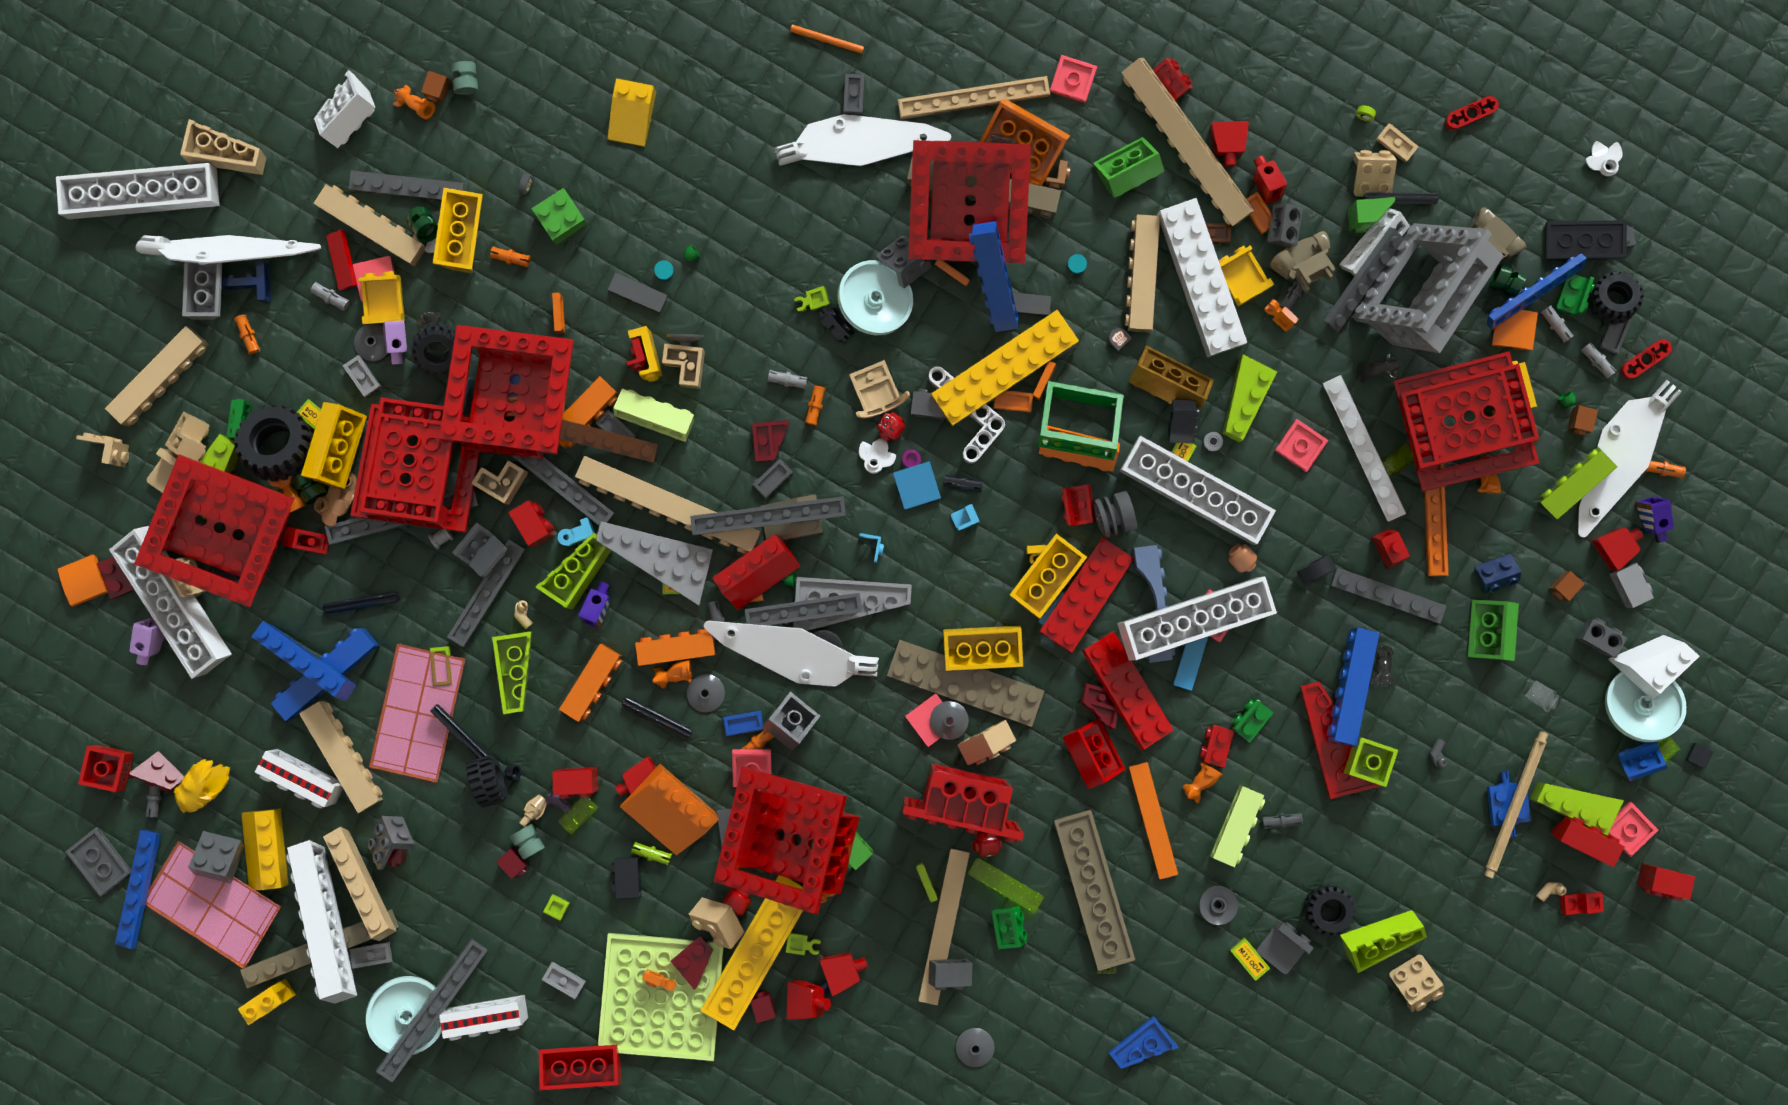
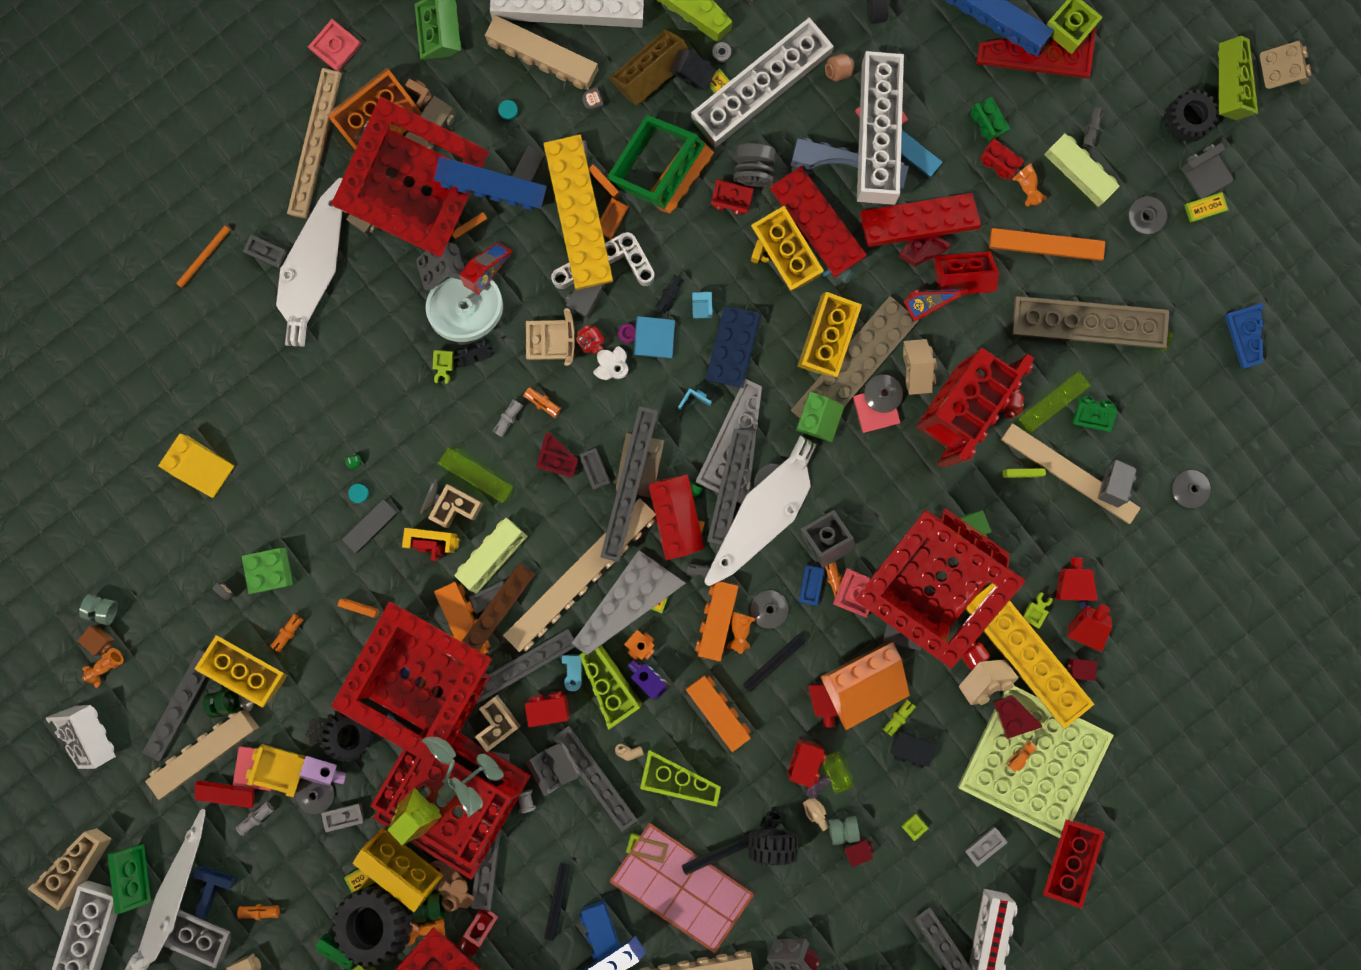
camera: 70 degrees left, 0 degrees up
(232, 206) = (129, 878): none -> green plate
(384, 440) = (413, 817): none -> lime wedge
(422, 481) = (468, 796): none -> sand green plant
(622, 578) = (632, 644): none -> orange brick
(723, 371) = (475, 475): none -> clear neon green tile
(902, 669) = (820, 417): none -> bright green slope
(919, 301) = (484, 267): none -> slope
(937, 562) = (733, 347): none -> dark blue plate
(1053, 729) = (928, 301): none -> slope

